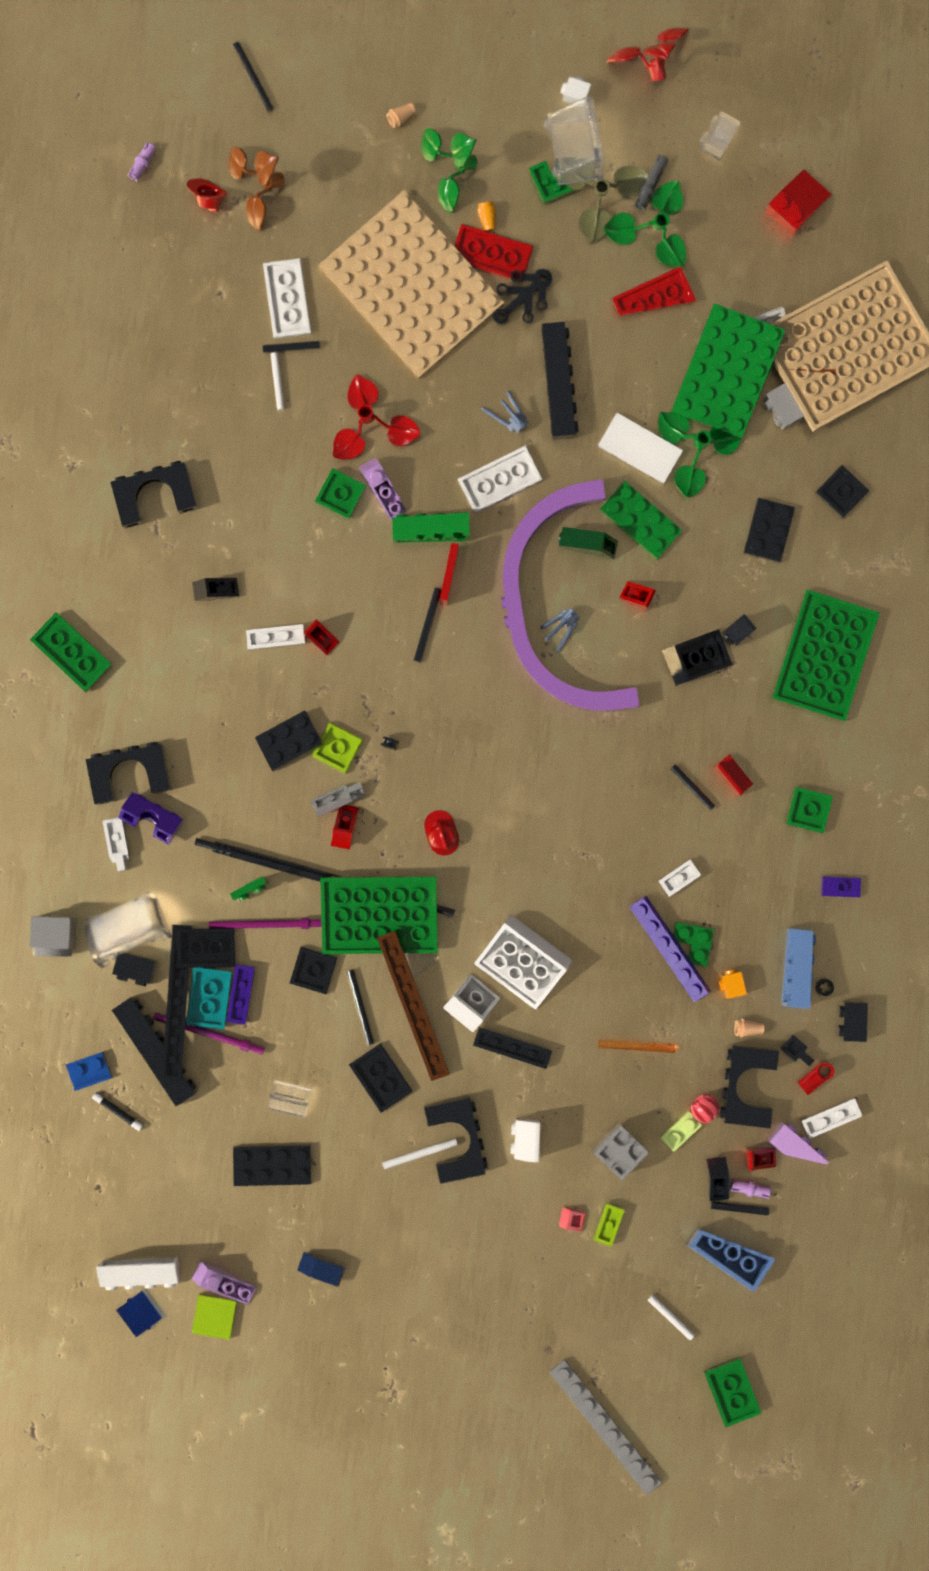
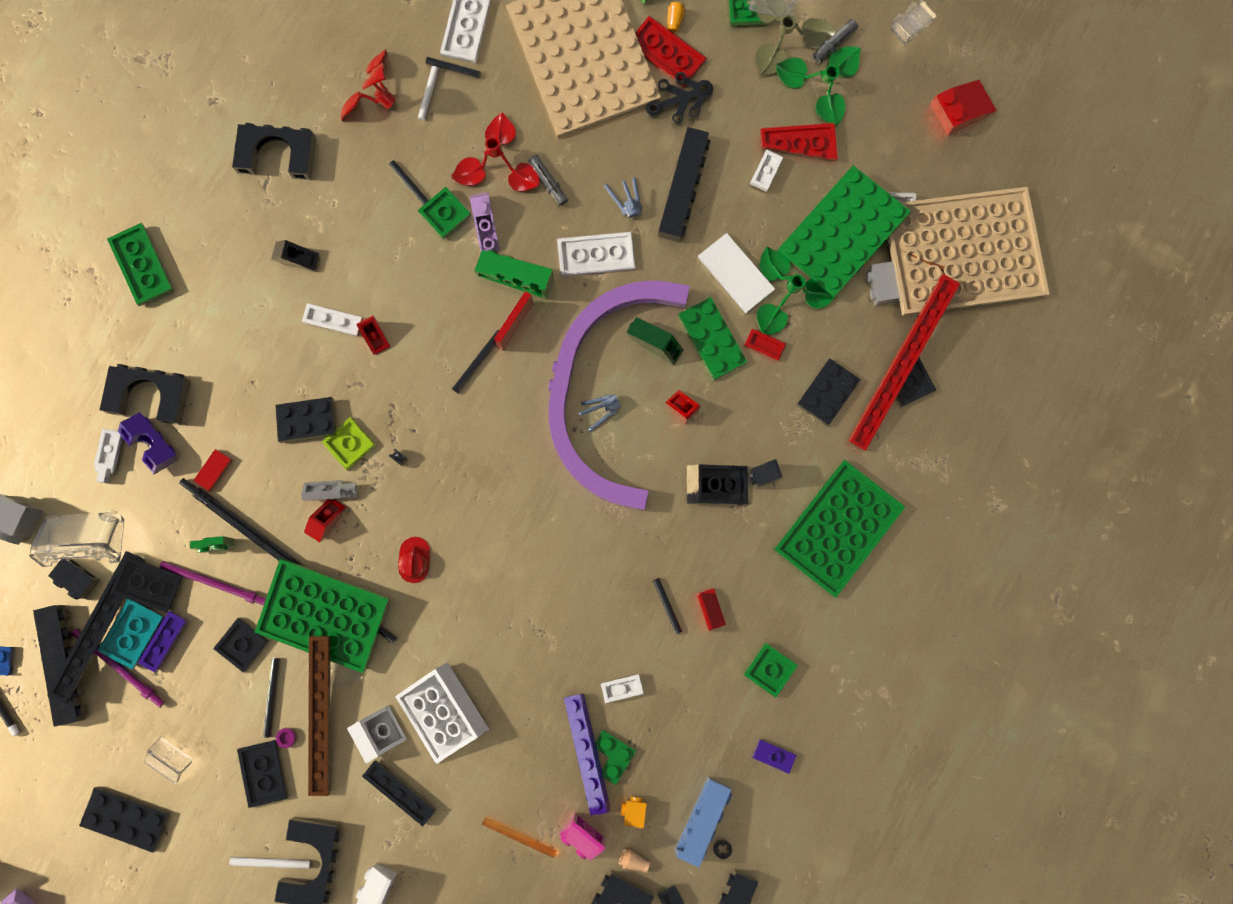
camera: 20 degrees right, 5 degrees down
(220, 820) = (212, 470): none -> red tile
(230, 396) = (381, 95): none -> red plant
(295, 477) = (408, 182): none -> black bar
(389, 1038) = (286, 737): none -> magenta tile
(409, 411) = (560, 197): none -> dark grey pin
(632, 337) = (766, 170): none -> white plate
(693, 507) = (765, 345): none -> red tile
(695, 1024) = (582, 837): none -> dark pink slope
(830, 476) = (903, 362): none -> red plate

